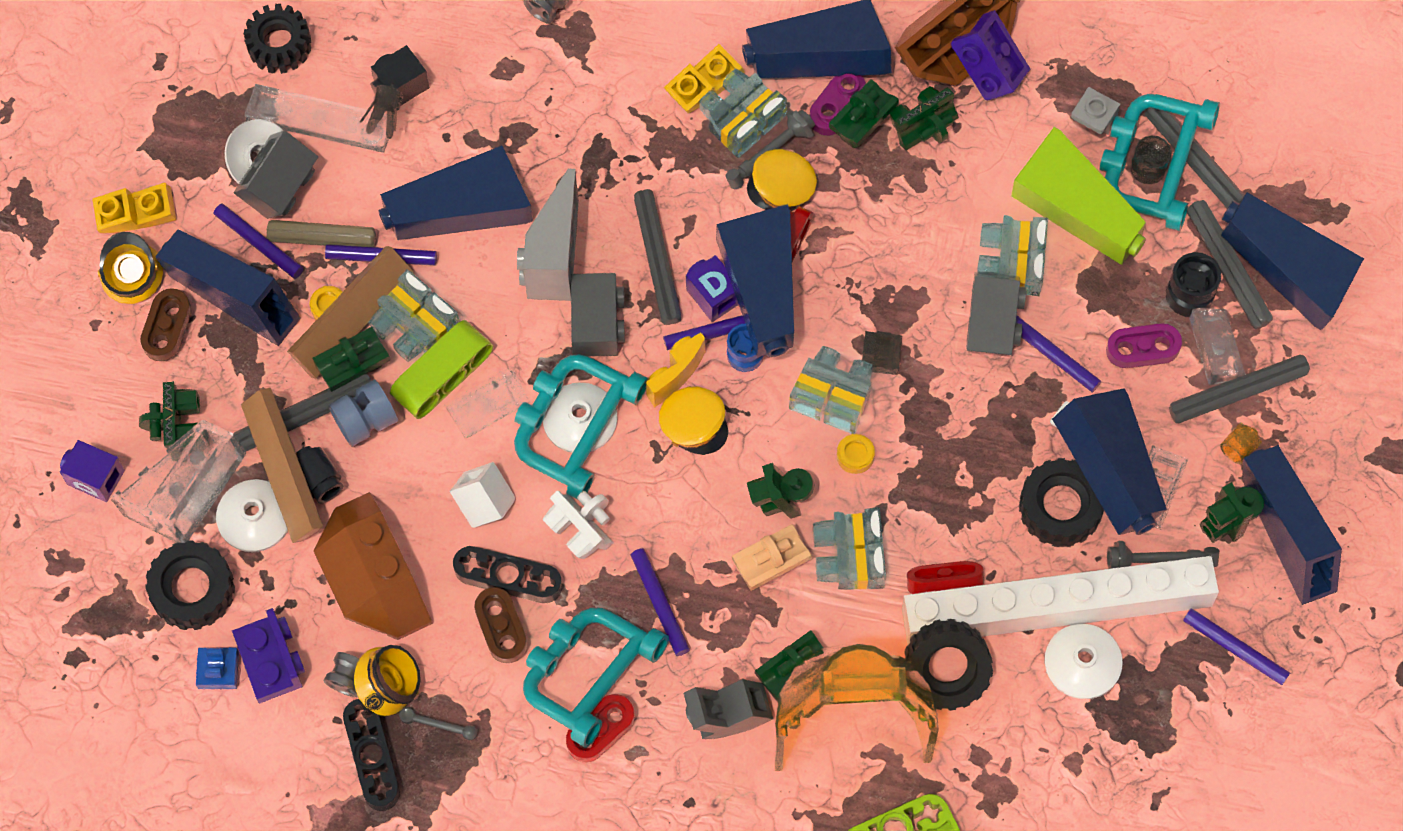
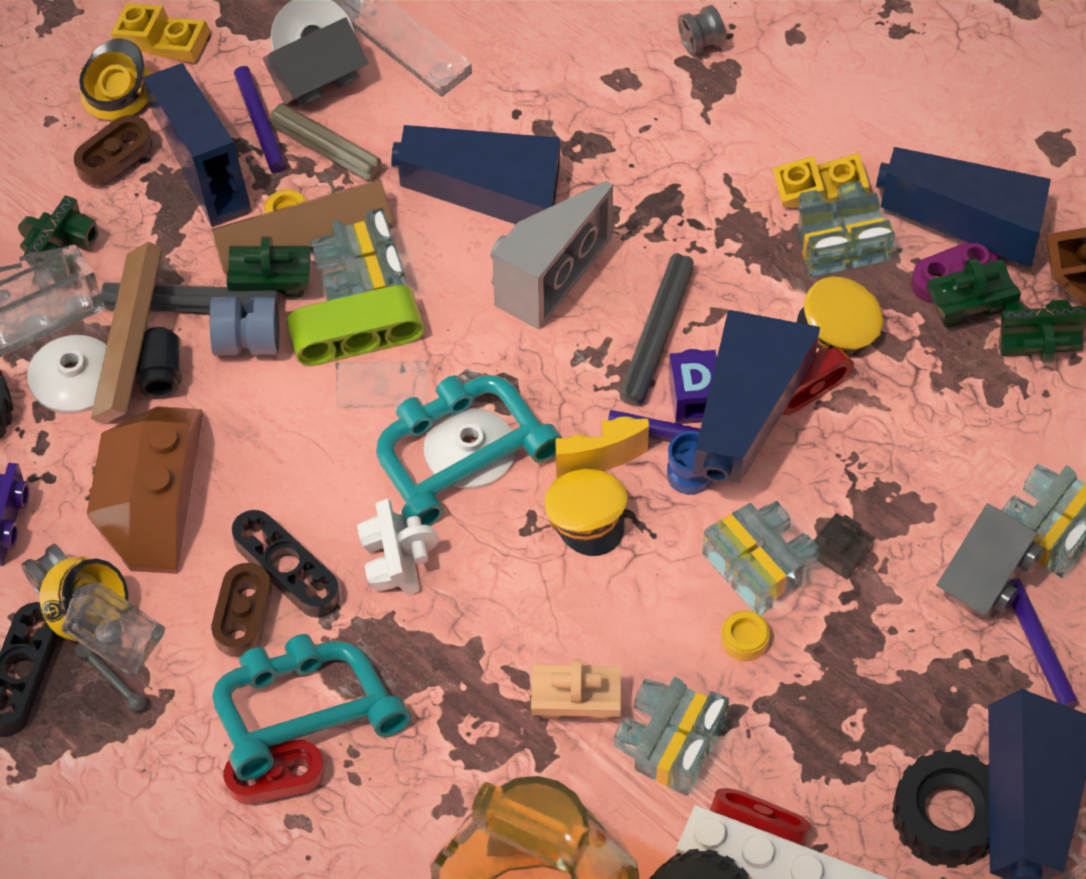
camera: 30 degrees right, 10 degrees down
(360, 253) = (353, 178): dark purple bar -> none
(385, 99) = (469, 41): clear smoke piece -> none
(402, 70) = (502, 32): black brick -> none
(424, 690) = (112, 627): none -> clear slope
(482, 495) = (313, 469): white panel -> none
(594, 314) = (551, 350): dark grey brick -> none
(660, 602) = (427, 678): dark purple bar -> none
(728, 710) = (407, 822): dark grey brick -> none
(778, 490) = (628, 623): dark green hips -> none
(798, 124) = (895, 272): dark grey piece -> none

